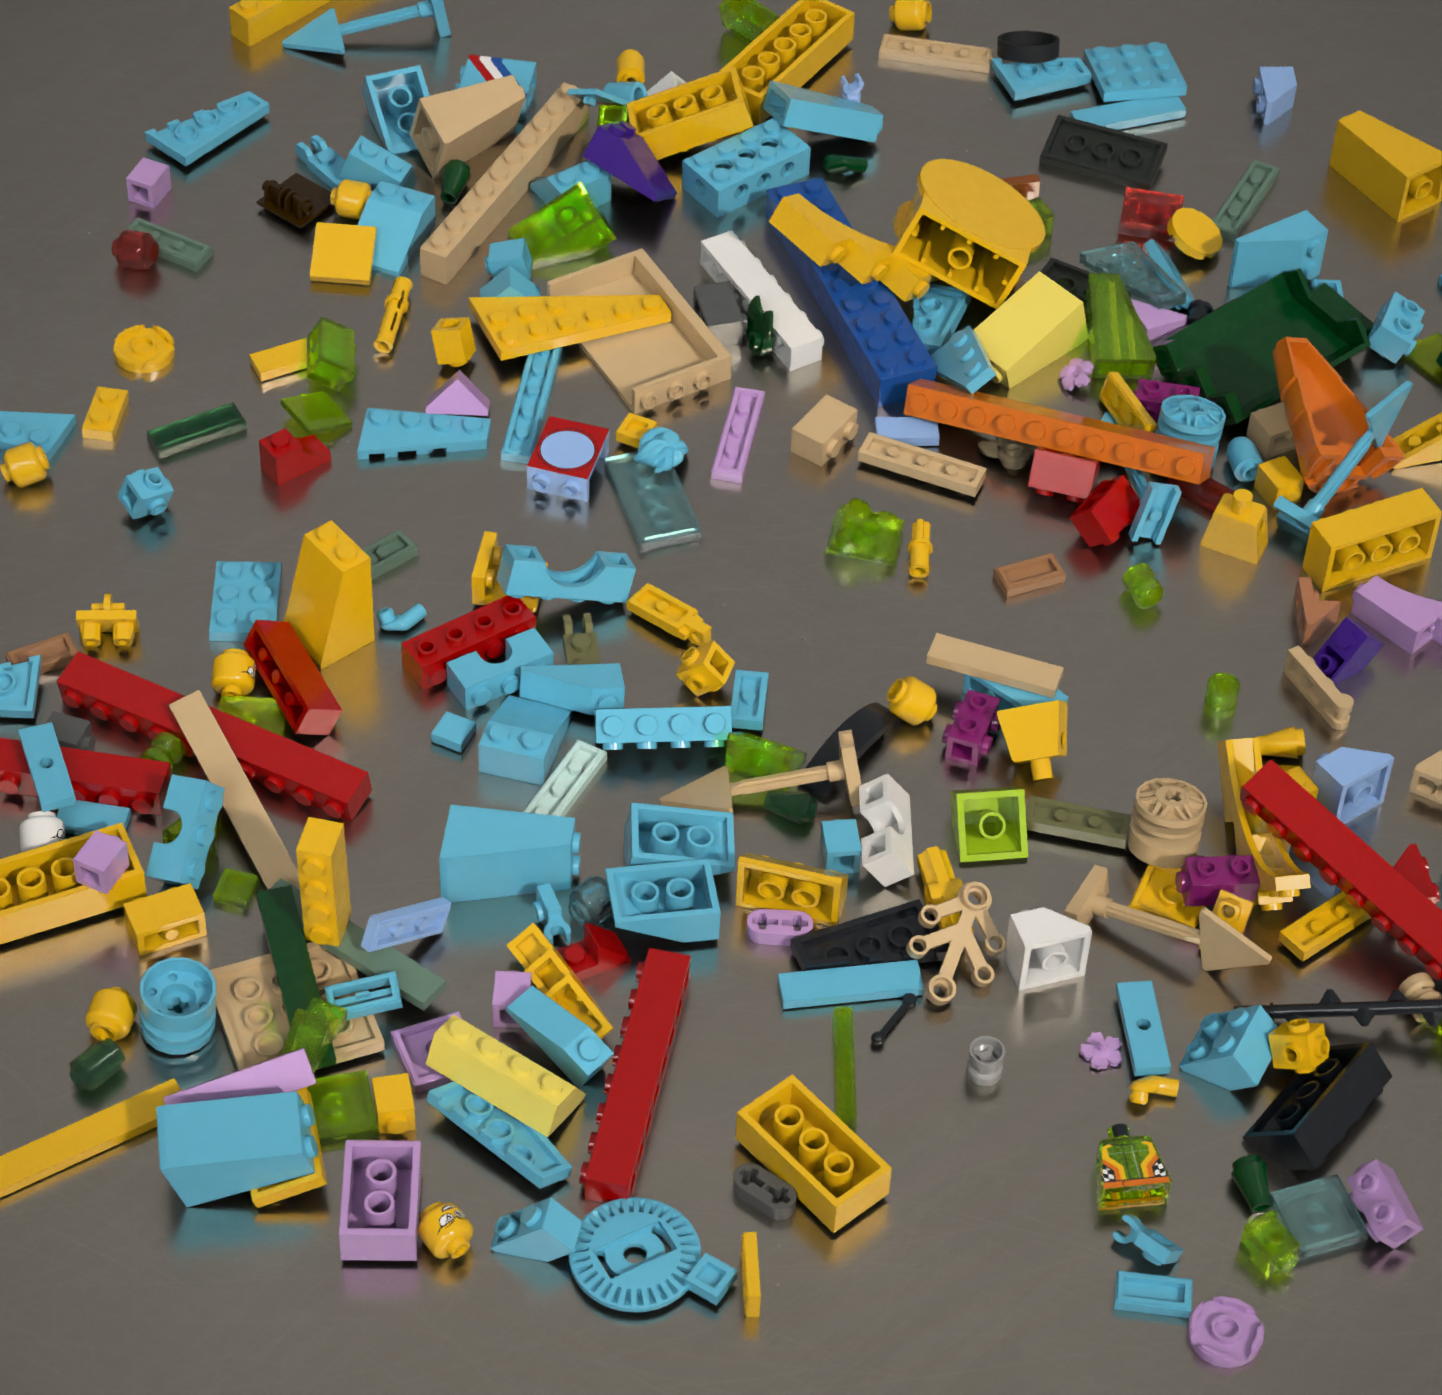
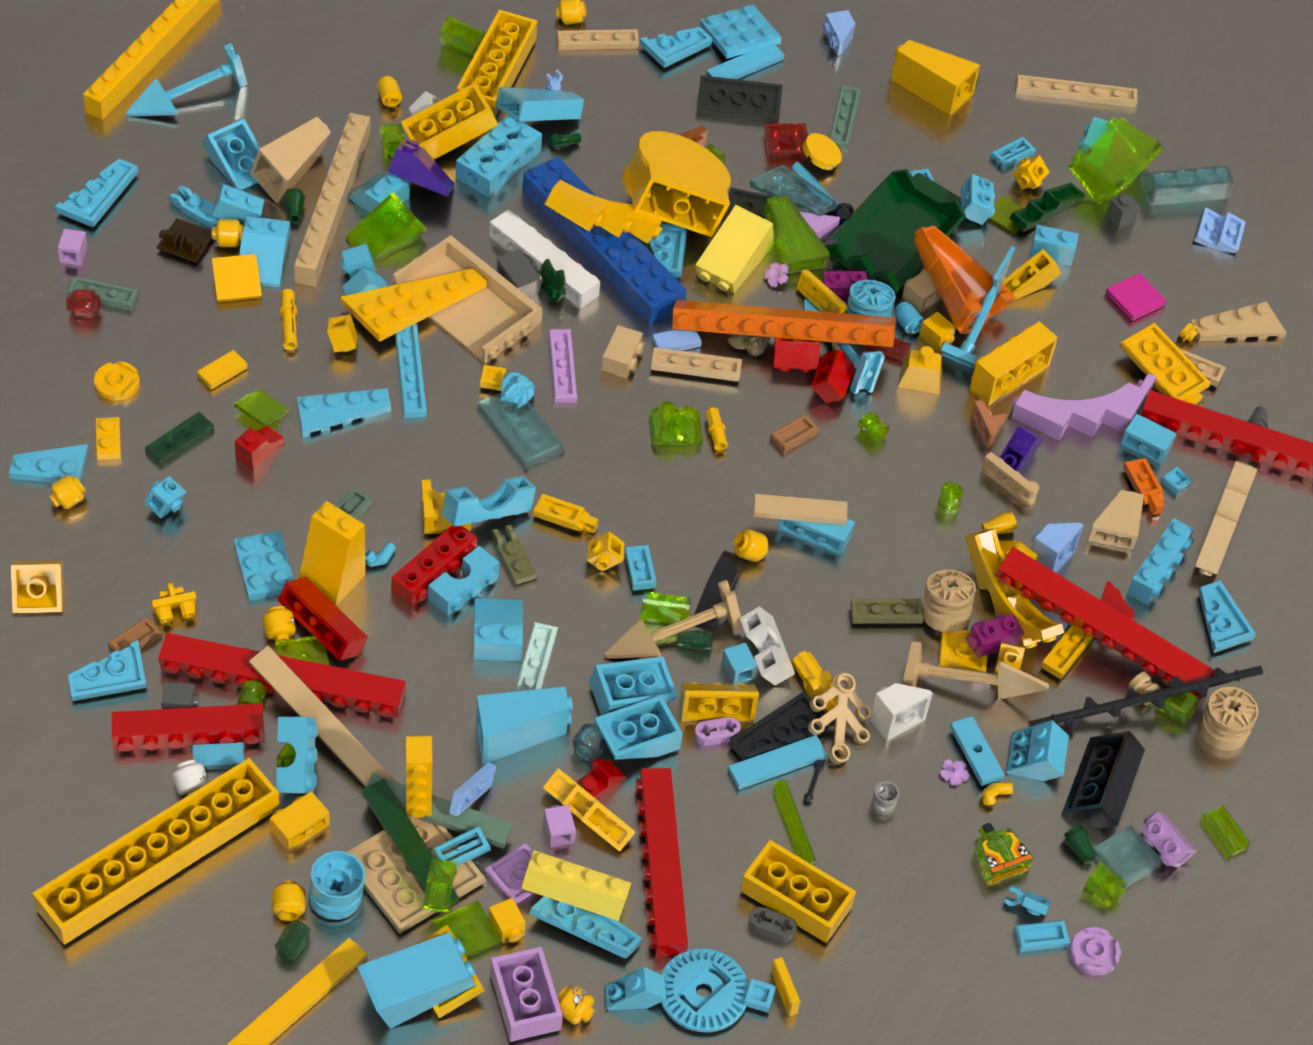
camera: 20 degrees left, 5 degrees up
(47, 767) = (180, 727): medium azure tile -> none
(101, 862) = (249, 792): lavender brick -> none
(236, 888) = (338, 786): clear neon green tile -> none
(271, 1076) = (406, 933): lavender tile -> none
(331, 354) = (257, 360): clear neon green brick -> none
(453, 731) = (446, 634): medium azure tile -> none
(458, 397) = (359, 377): lavender slope -> none
(485, 68) = (292, 114): medium azure panel -> none
(548, 910) = (561, 755): medium azure plate -> none
(560, 1035) = (604, 846): medium azure slope -> none
(566, 458) = (453, 409): light blue panel -> none
(574, 686) = (526, 583): medium azure slope -> none
(613, 94) = (388, 115): medium azure door -> none
(662, 724) = (590, 600): medium azure brick -> none
(964, 361) = (704, 282): medium azure wing -> none
(972, 728) = (796, 556): magenta brick -> none
(989, 823) = (830, 624): lime slope -> none
(1028, 46) = (662, 32): black tyre -> none
(1036, 735) = (843, 555): yellow torso -> none
(1278, 247) = (887, 154): medium azure slope -> none
(1299, 1045) = (1082, 742): yellow brick -> none

